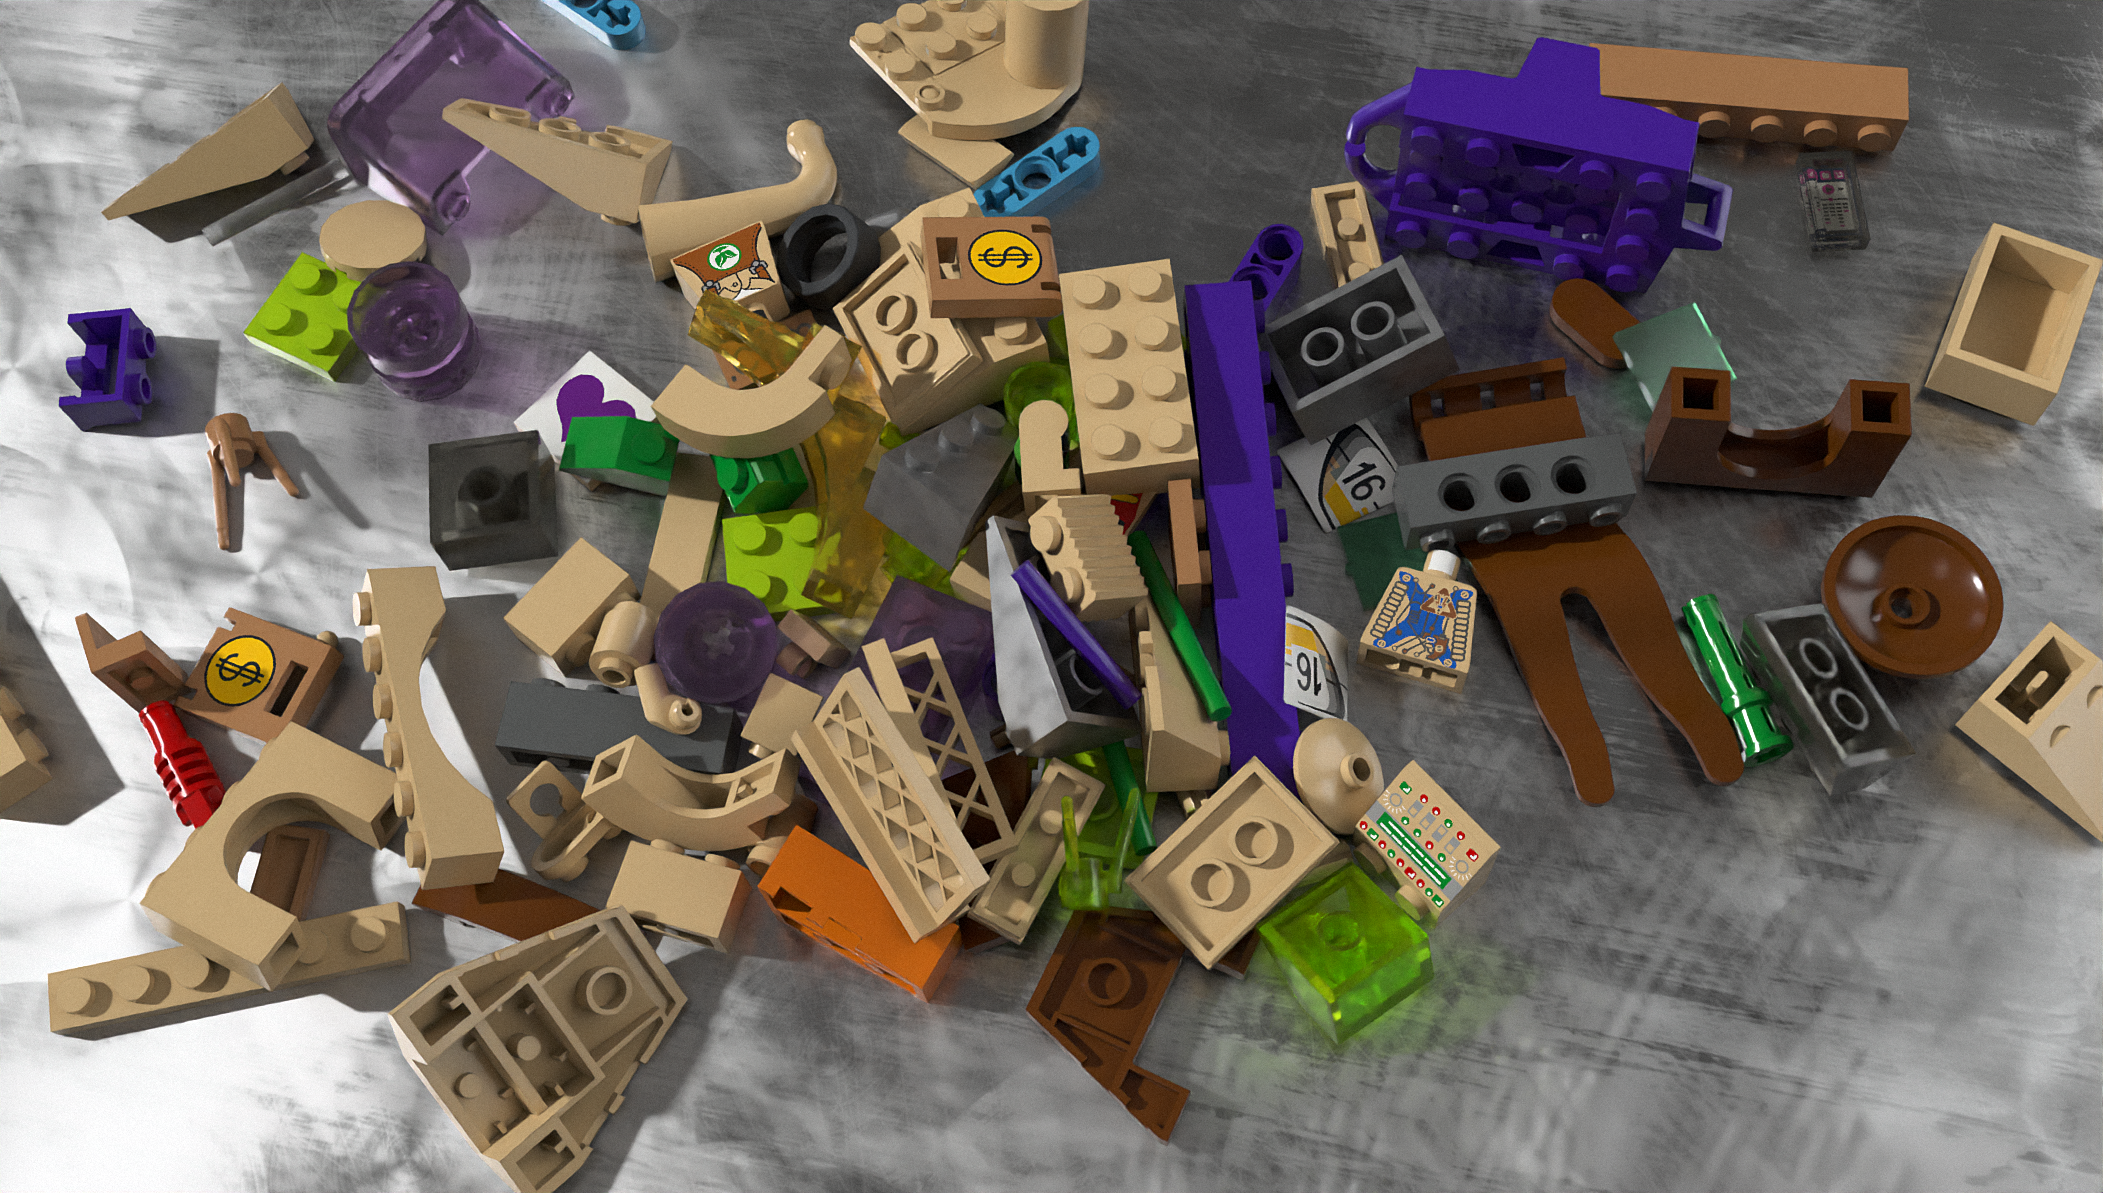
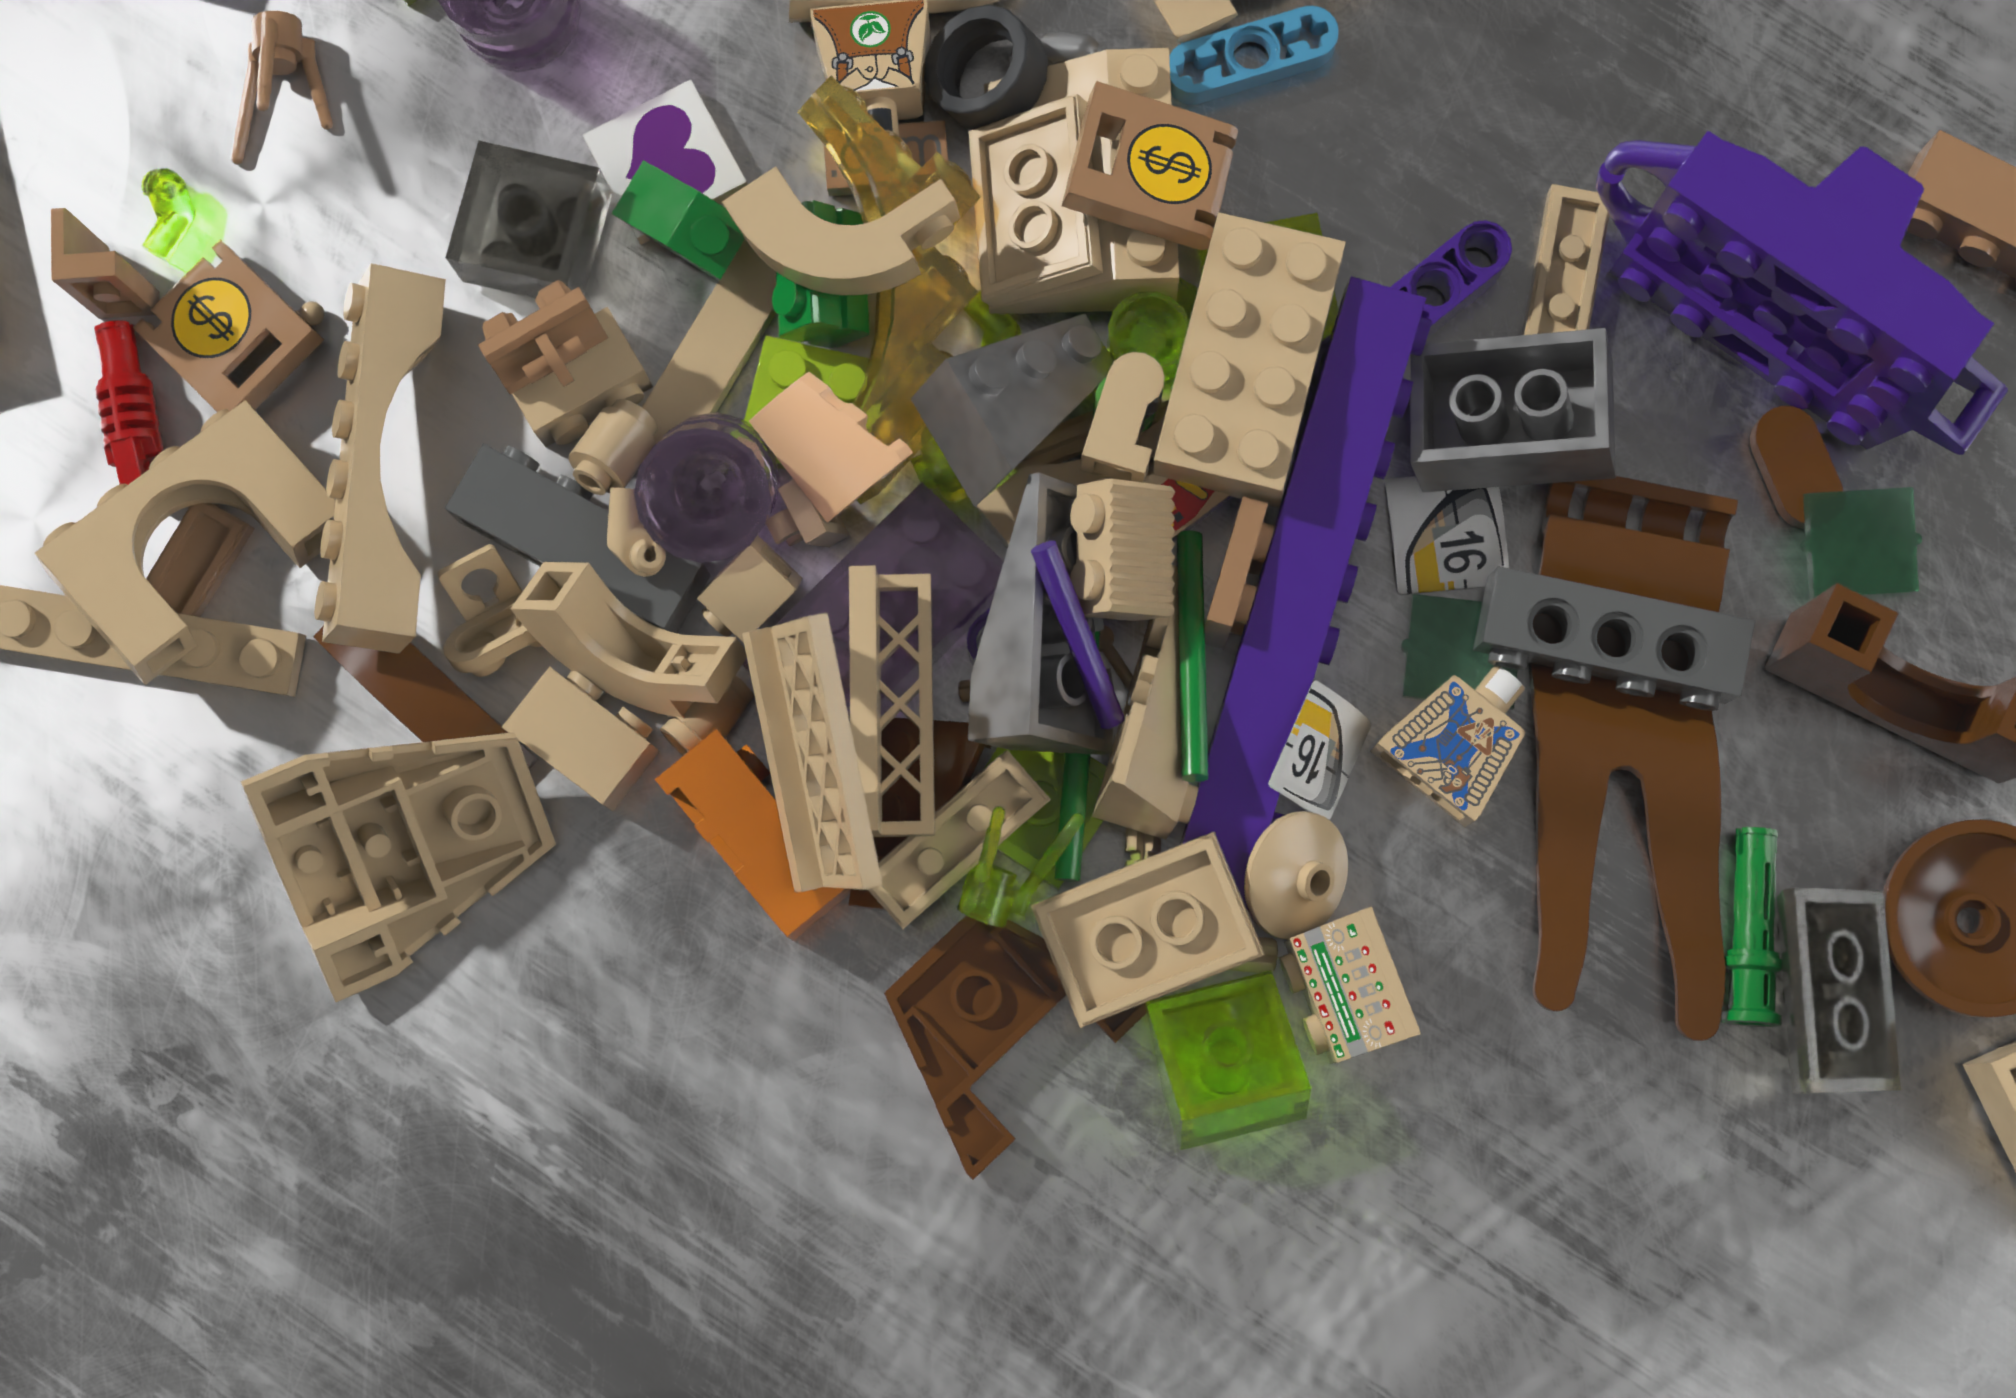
camera: 20 degrees right, 15 degrees up
(180, 602) = (172, 209): none -> clear neon green arm
(535, 576) = (543, 340): none -> medium nougat hips
(806, 570) = (825, 445): none -> light nougat slope

